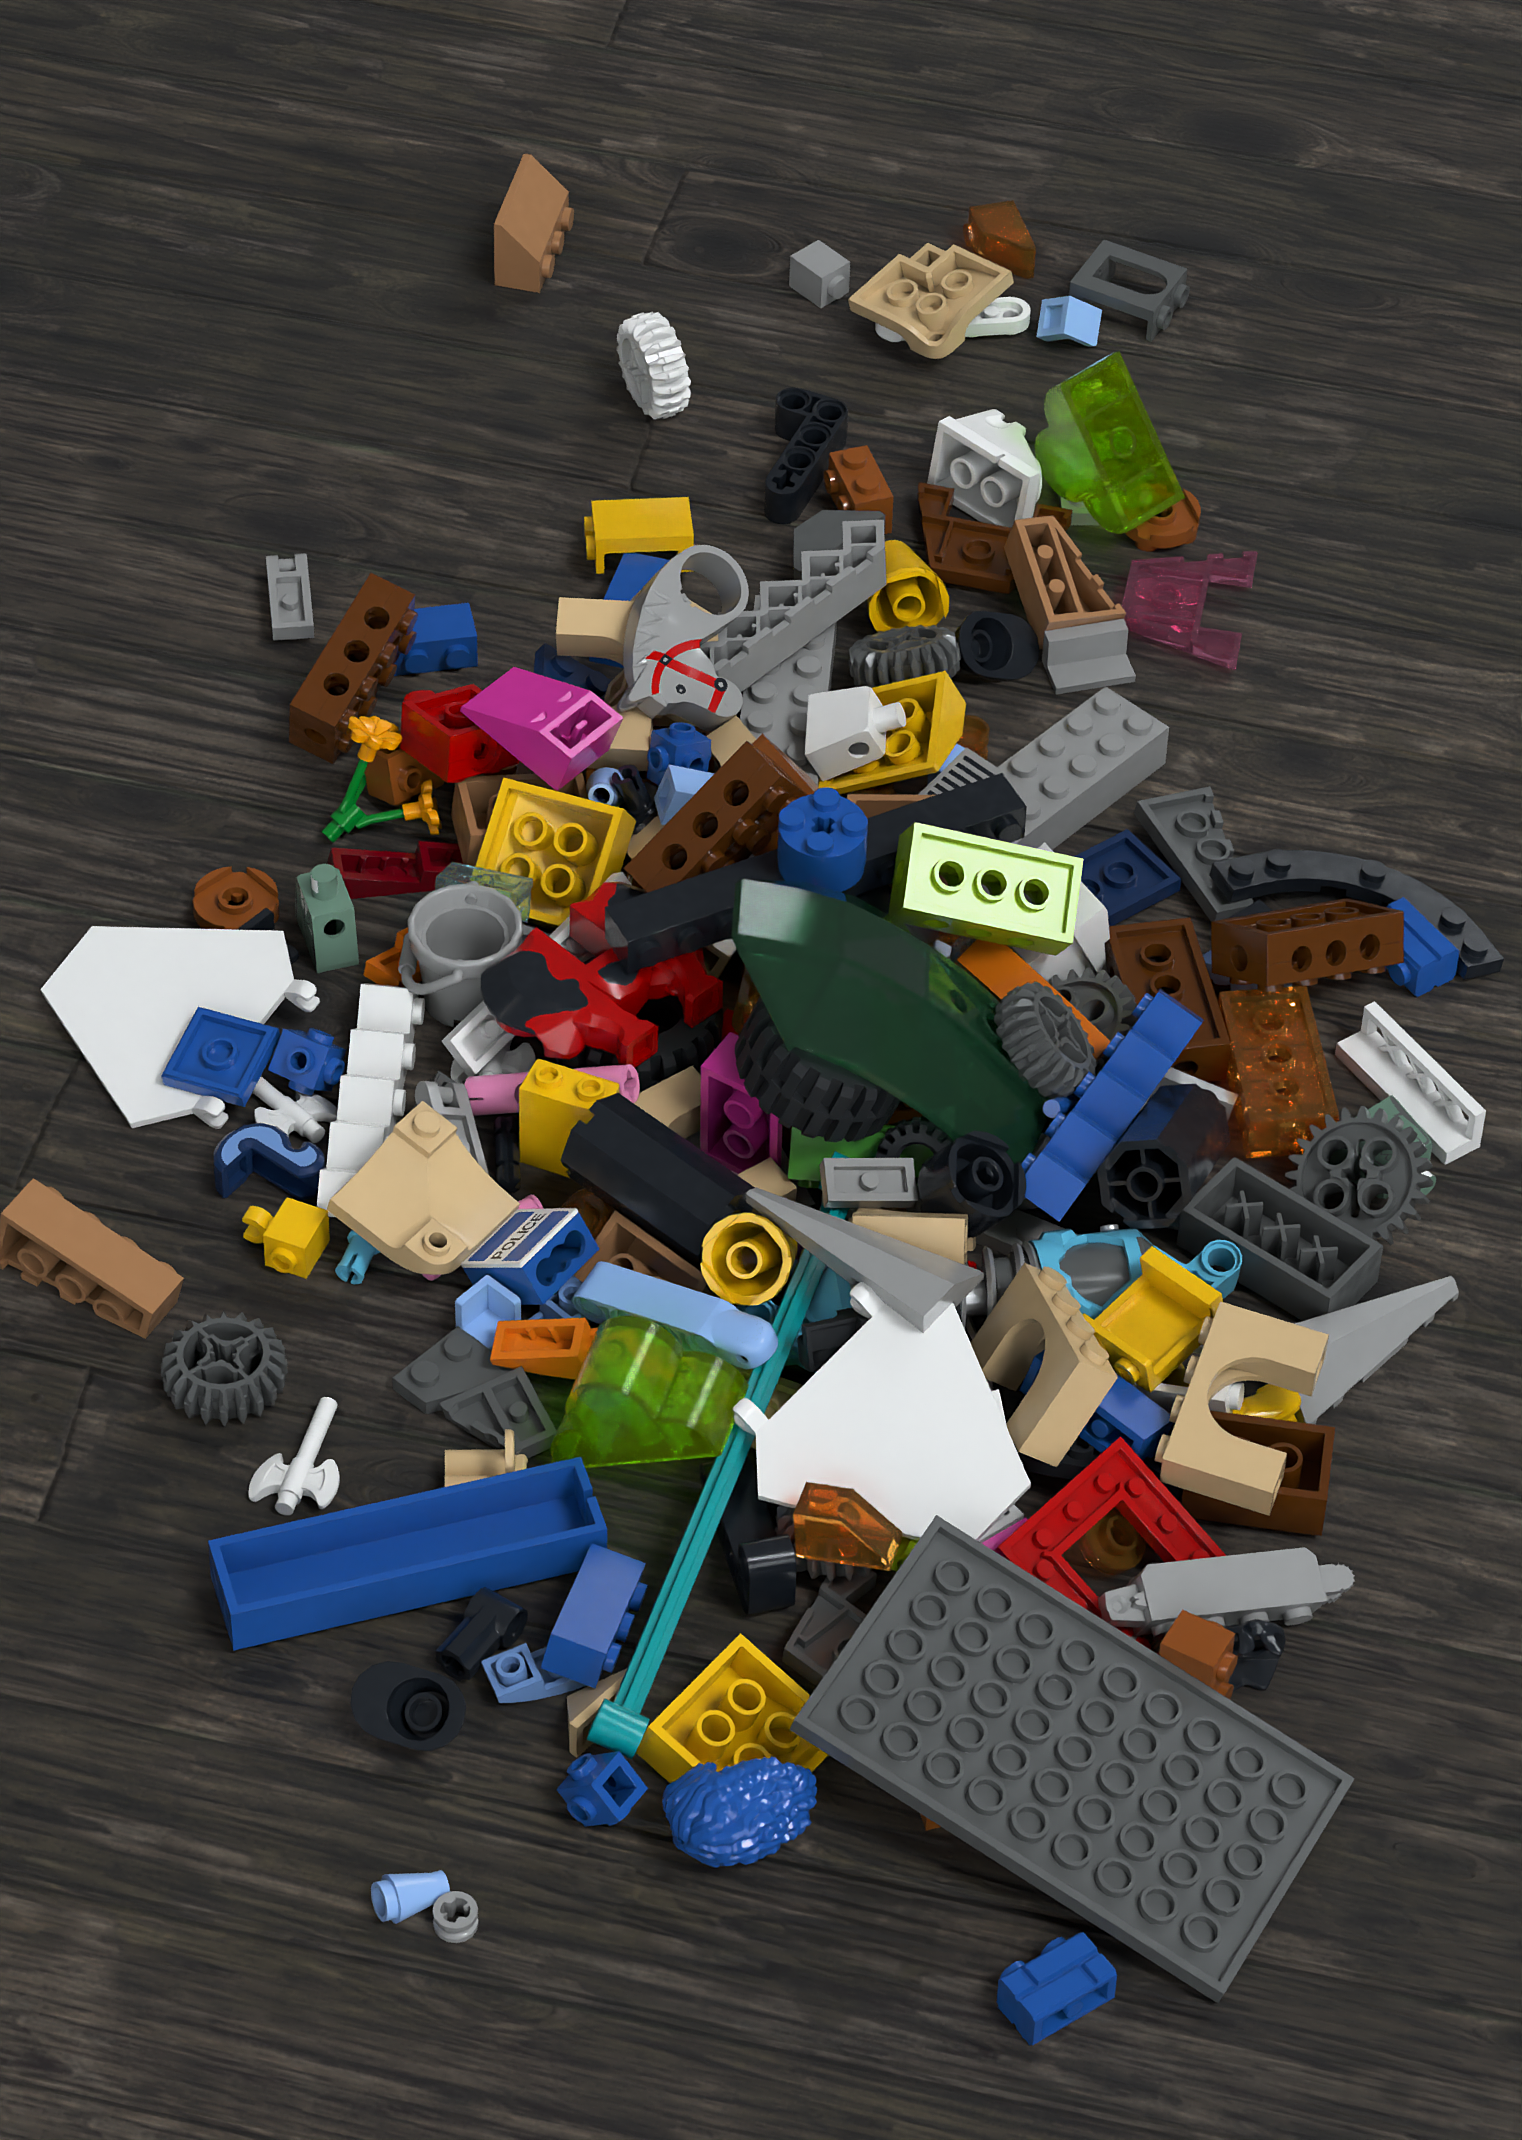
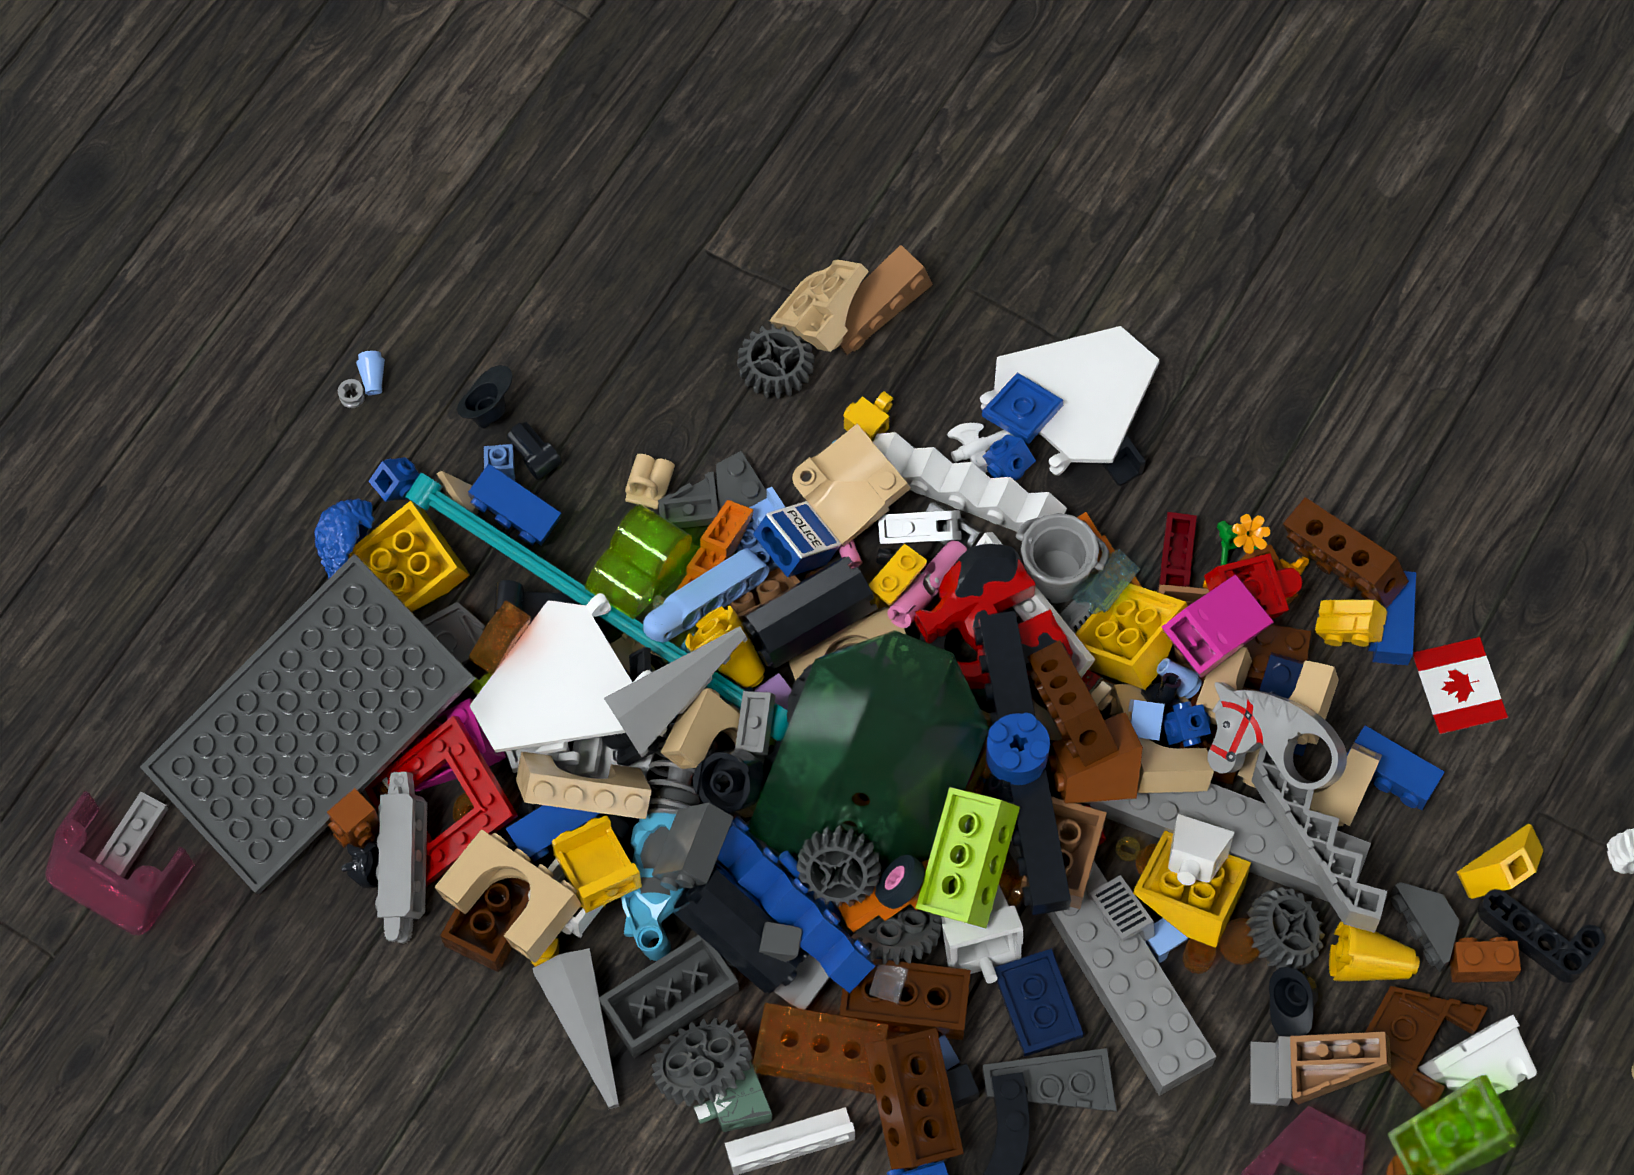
camera: 110 degrees right, 20 degrees up
(117, 1306) = (821, 304): none -> tan slope
(223, 885) = (1166, 469): dark orange plate -> none
(270, 1155) = (939, 422): dark blue animal -> none
(290, 597) = (1463, 552): light grey plate -> none
(300, 1476) = (686, 384): white piece -> none
(323, 898) = (1131, 497): sand green torso -> none
(405, 1552) = (596, 421): blue piece -> none
(444, 655) = (1351, 621): none -> yellow brick
(485, 576) = (1459, 685): none -> sticker
(637, 527) = (1468, 793): yellow panel -> none
(724, 490) = (1503, 864): none -> yellow slope
(1051, 949) = (900, 881): none -> black bush
(1055, 1987) = (180, 679): blue brick -> none
(1094, 1189) = (692, 846): none -> dark grey brick
(1169, 977) = (889, 982): none -> clear slope
(1175, 1081) = (780, 941): none -> dark grey slope
(1342, 1975) = (132, 834): none -> light grey plate
(1406, 2029) = (126, 903): none -> clear pink windscreen

